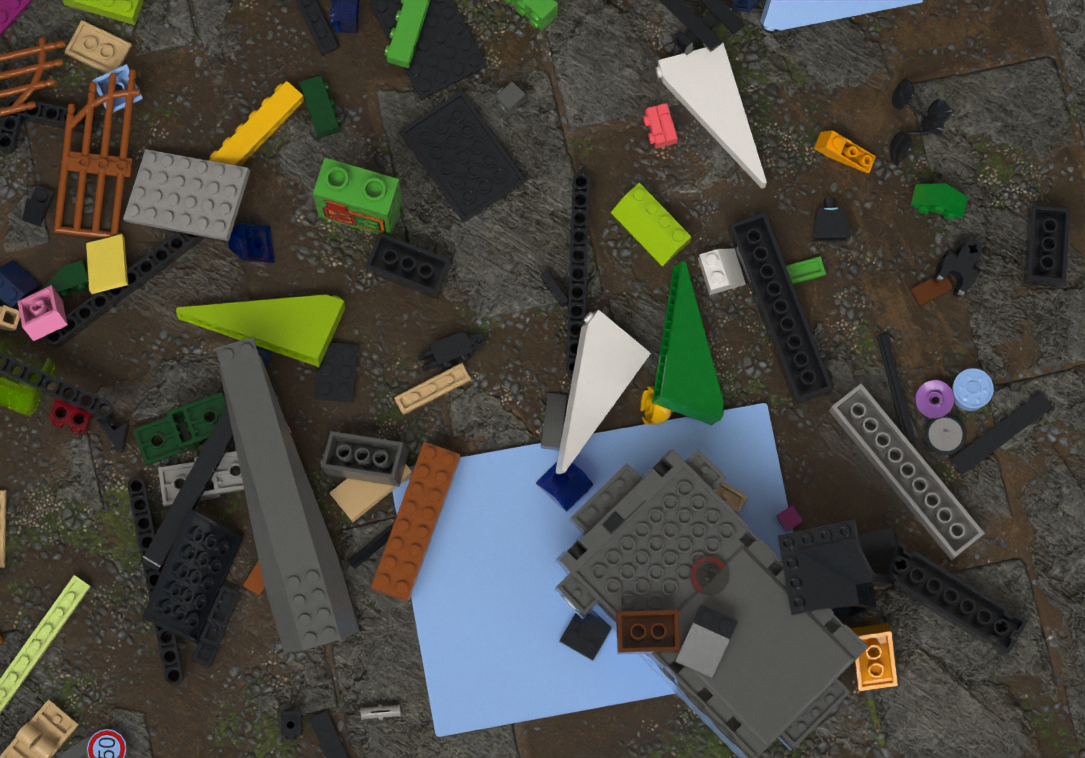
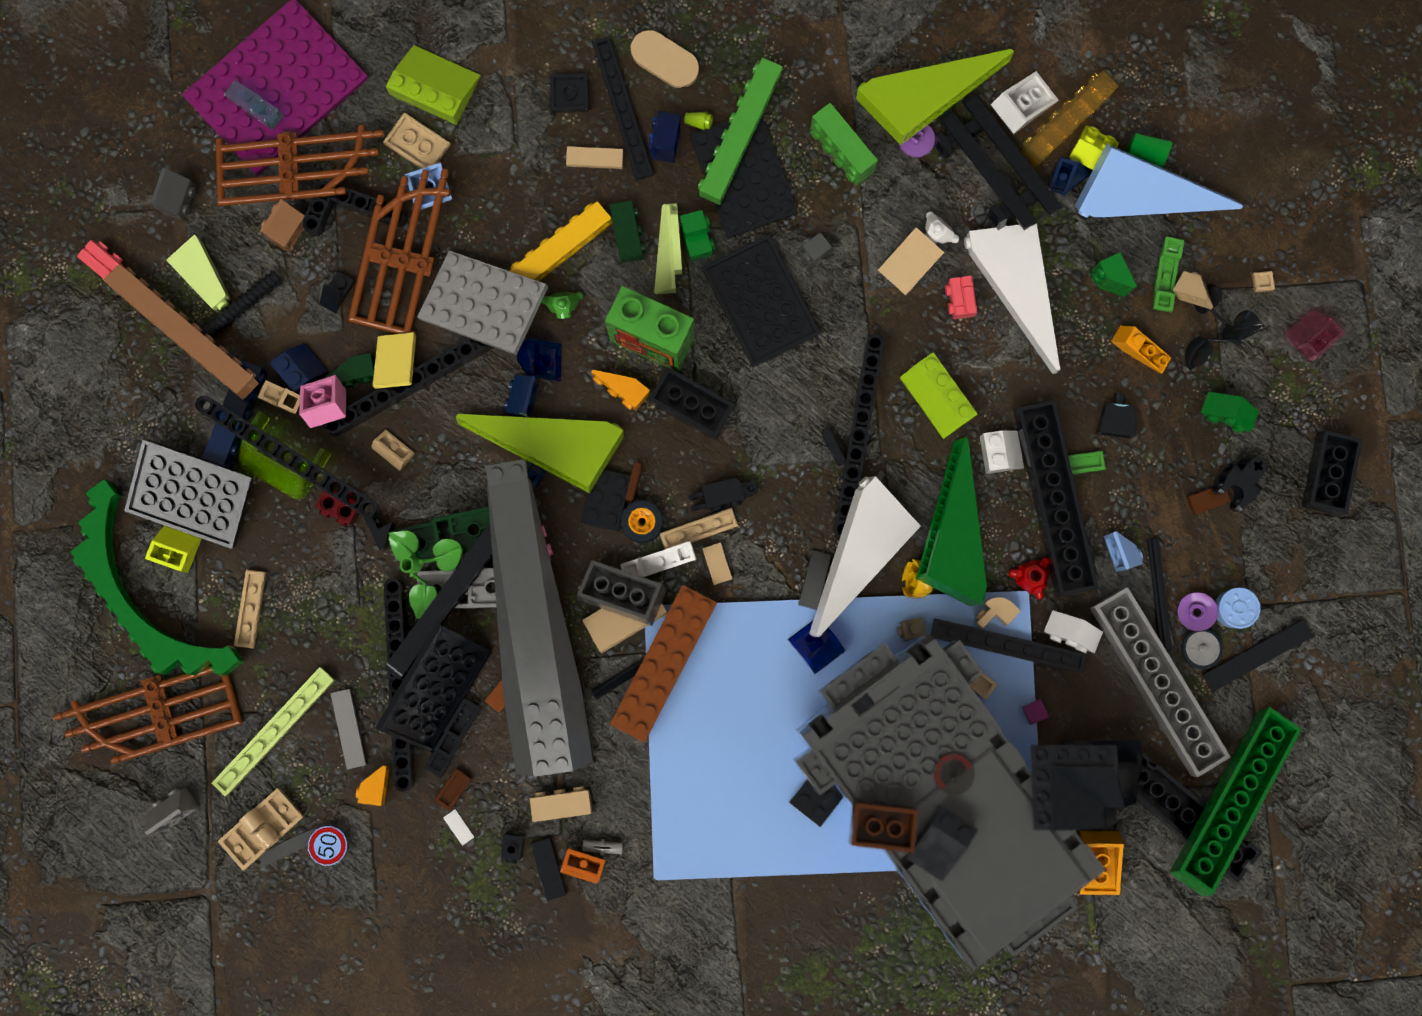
camera: 10 degrees right, 5 degrees up
(111, 633) = (348, 729): none -> light grey tile
(116, 353) = (392, 450): none -> tan slope
(142, 445) = (446, 552): none -> bright green plant
(144, 685) = (374, 788): none -> light orange slope
(223, 677) = (453, 789): none -> reddish brown tile
(234, 714) = (458, 827): none -> white sticker
(239, 281) = (522, 396): none -> dark blue slope
(266, 185) = (562, 303): none -> bright green rock
(277, 38) = (594, 157): none -> tan tile
(333, 675) = (560, 804): none -> tan brick
(340, 259) = (627, 388): none -> light orange slope
(361, 351) = (633, 484): none -> reddish brown tile
(363, 731) = (582, 866): none -> orange brick
(365, 121) = (669, 251): none -> yellowish green wedge
(379, 378) = (645, 532): none -> black wheel
(387, 96) = (694, 230): none -> green brick
(400, 422) = (660, 560): none -> white slope
(455, 419) = (717, 563): none -> tan tile
(605, 97) = (911, 261): none -> tan tile
(629, 64) = (939, 230): none -> white rock
(653, 454) = (911, 629): none -> dark tan bracket
(740, 422) = (999, 607): none -> tan brick
(758, 457) = (1009, 645): none -> black plate
(768, 388) = (1032, 576): none -> red rock
(806, 84) = (1113, 276): none -> green slope
(816, 435) = (1074, 631): none -> white brick
(853, 351) = (1123, 552): none -> light blue slope
(859, 75) = (1166, 274): none -> bright green slope
(886, 87) = (1193, 290): none -> tan slope
(955, 70) = (1263, 281): none -> tan tile
(993, 573) = (1235, 802): none -> green brick
(1011, 114) = (1314, 334): none -> clear pink slope

